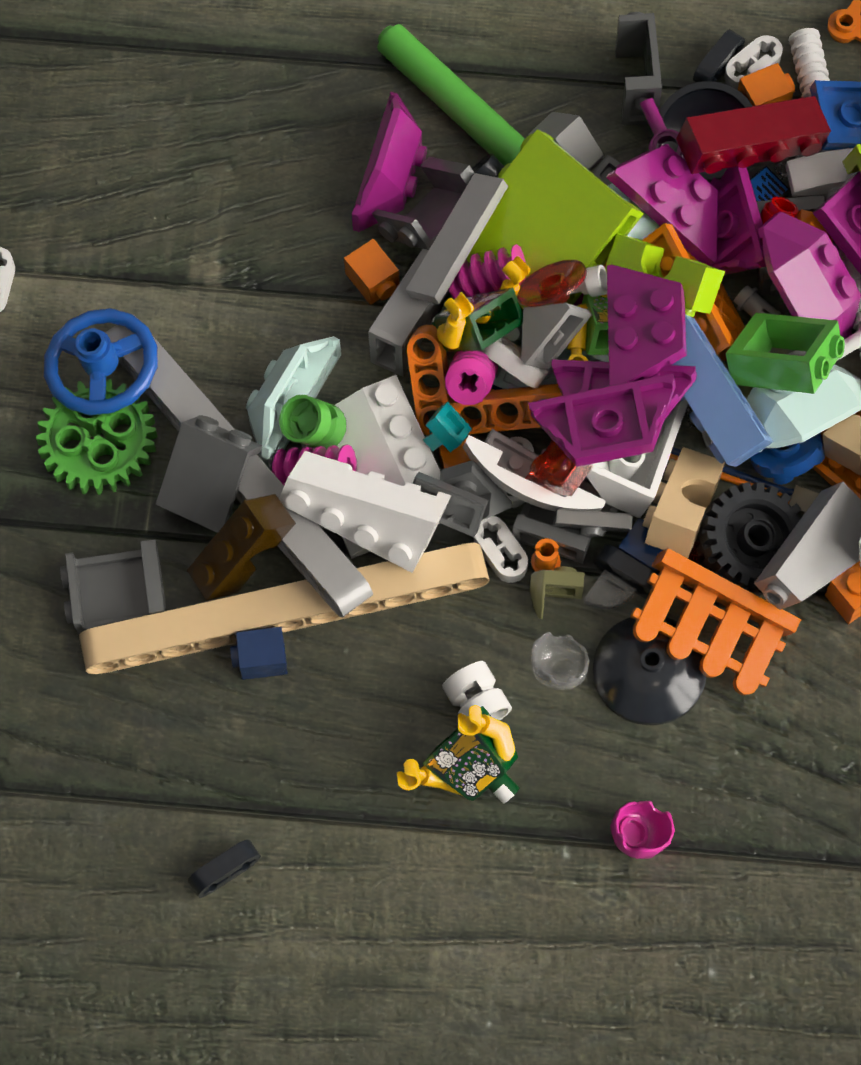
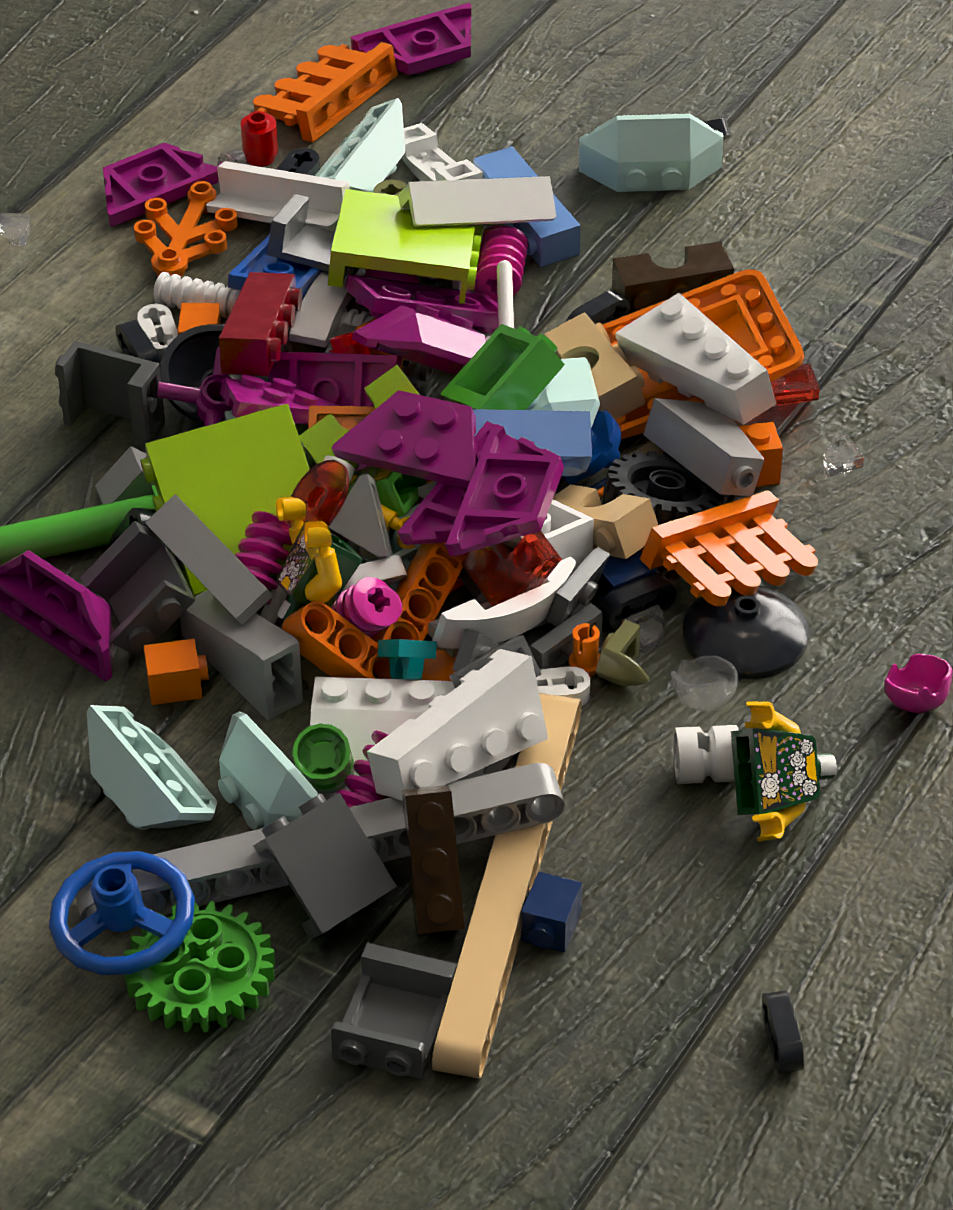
camera: 65 degrees left, 25 degrees down
(255, 311) = (144, 772): none -> light aqua wedge

